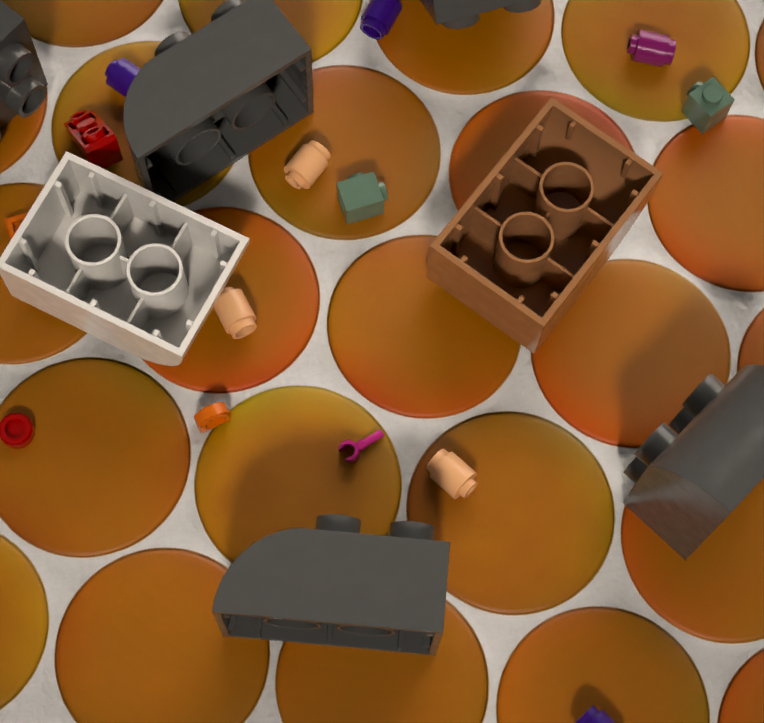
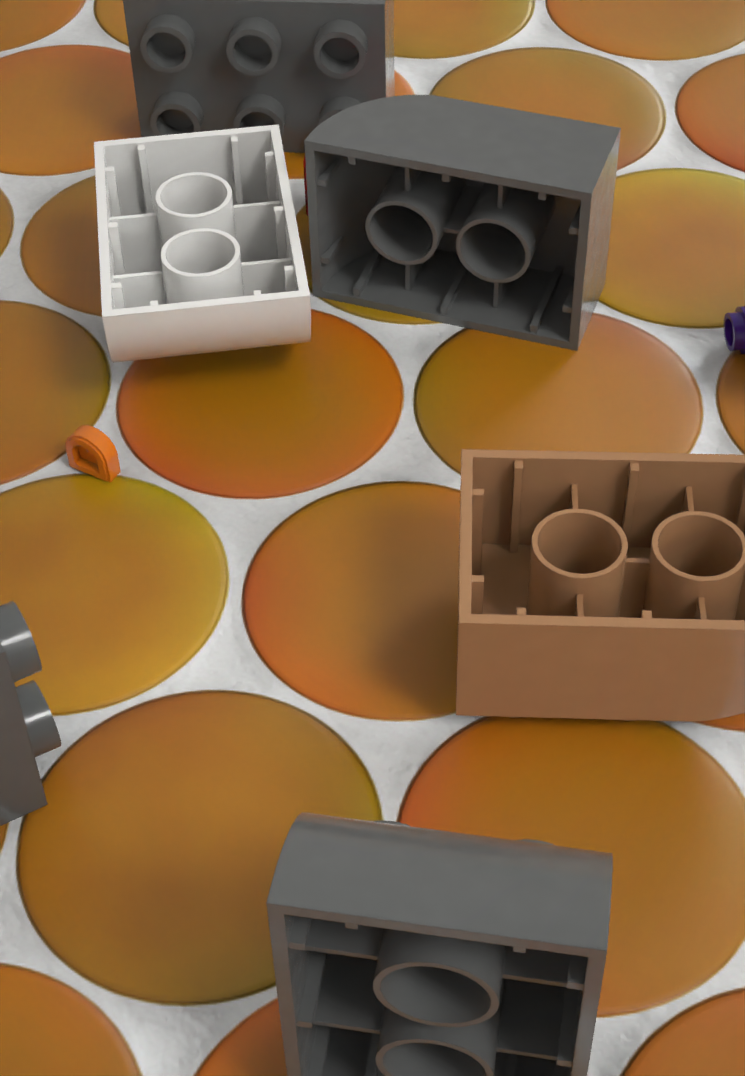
camera: 60 degrees right, 25 degrees down
(235, 313) = (244, 403): light nougat brick -> none
(307, 165) = (496, 366): light nougat brick -> none
(360, 445) = (155, 611): dark pink hand -> none
(361, 197) = (503, 423): sand green brick -> none
(452, 474) = (197, 723): light nougat brick -> none

